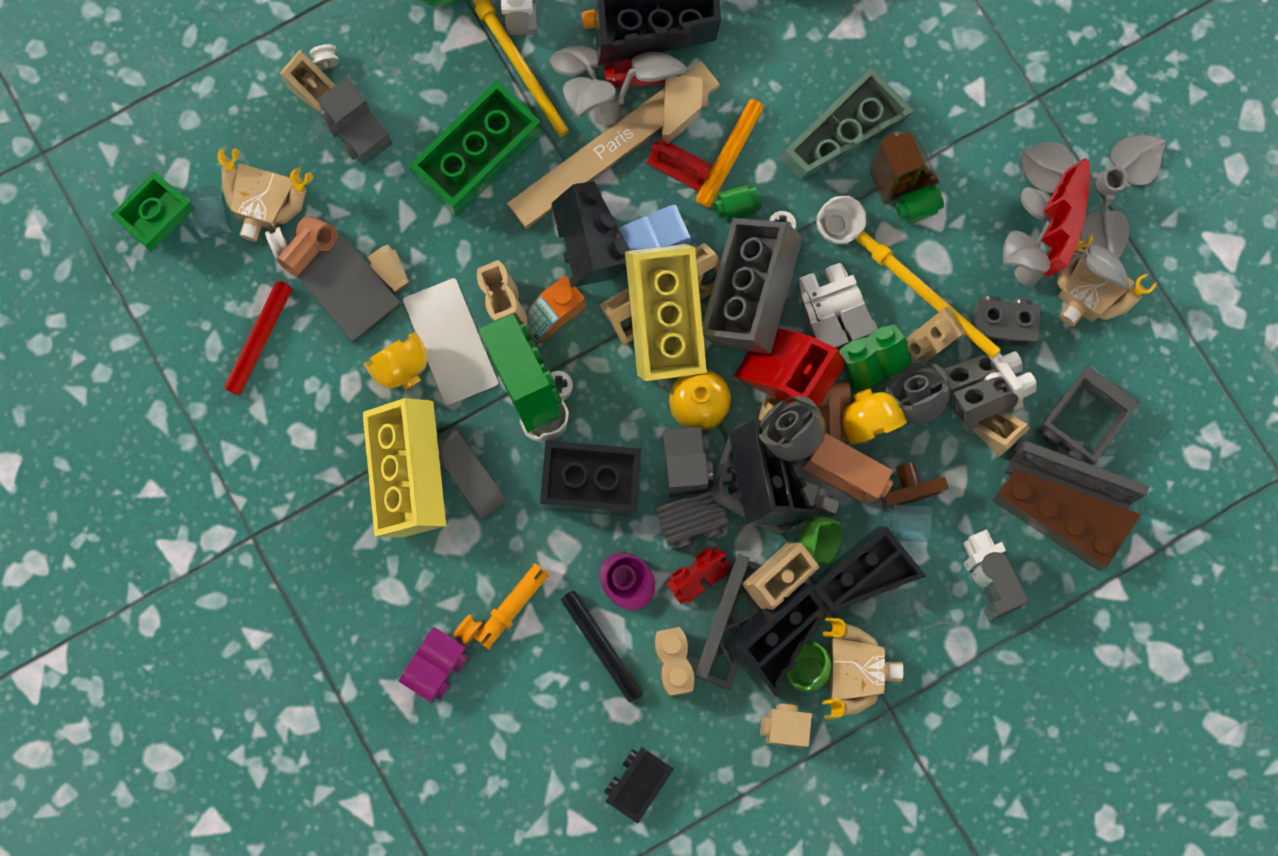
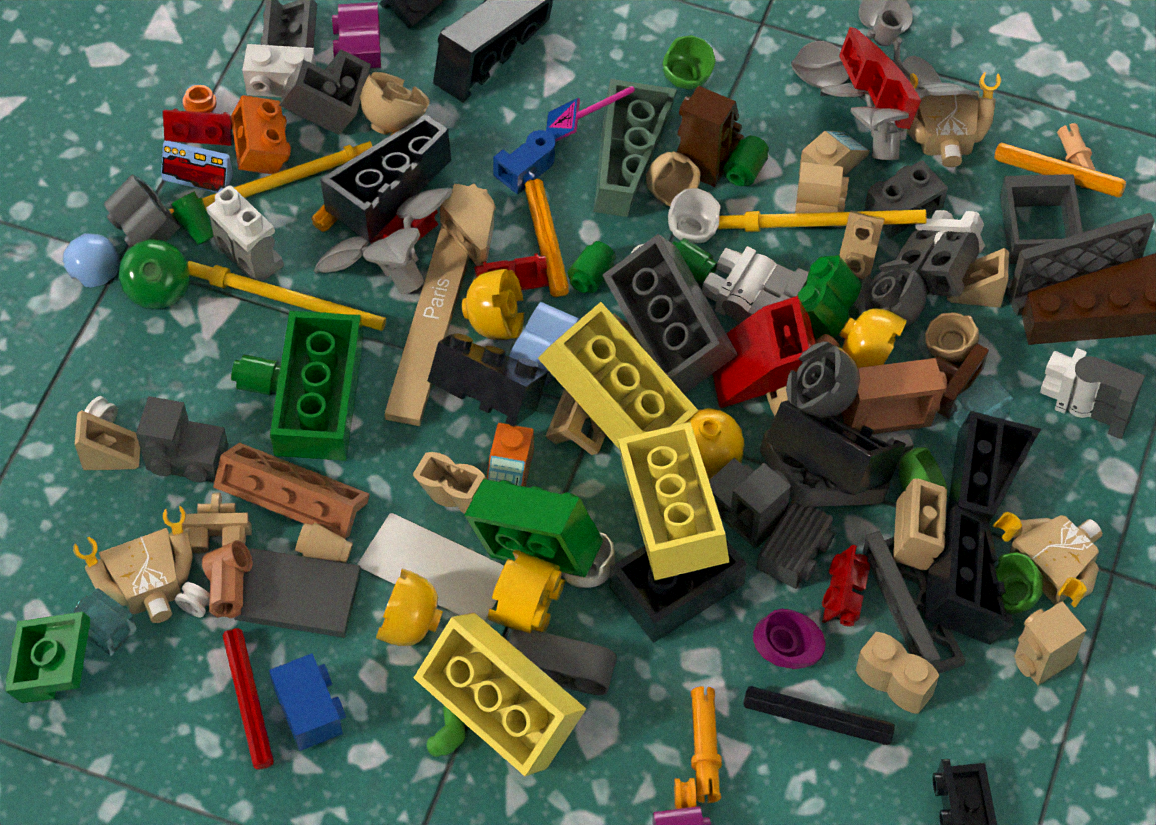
camera: 40 degrees left, 20 degrees down
(287, 372) = (307, 702): none -> blue brick
(340, 212) = (216, 520): none -> tan hips
(353, 468) = (448, 737): none -> bright green arm
(396, 210) = (289, 489): none -> nougat fence
(445, 105) = (256, 374): none -> green brick
(480, 412) = (526, 593): none -> yellow brick
(618, 431) = (673, 501): none -> light yellow brick
(644, 181) = (493, 305): none -> yellow cylinder
(767, 82) = (526, 161): none -> blue leg
(812, 254) = (697, 259): none -> green brick
(821, 68) = (564, 119): none -> piece
(853, 177) = (671, 175): none -> tan hair
(936, 455) = (951, 336): none -> tan hair
(942, 273) = (821, 189): none -> tan brick
(948, 92) = (688, 62): none -> bright green hair
(979, 248) = (834, 149): none -> tan slope
(1138, 390) = (1050, 166): none -> light orange axle
(1165, 389) = (1075, 147): none -> light nougat axle

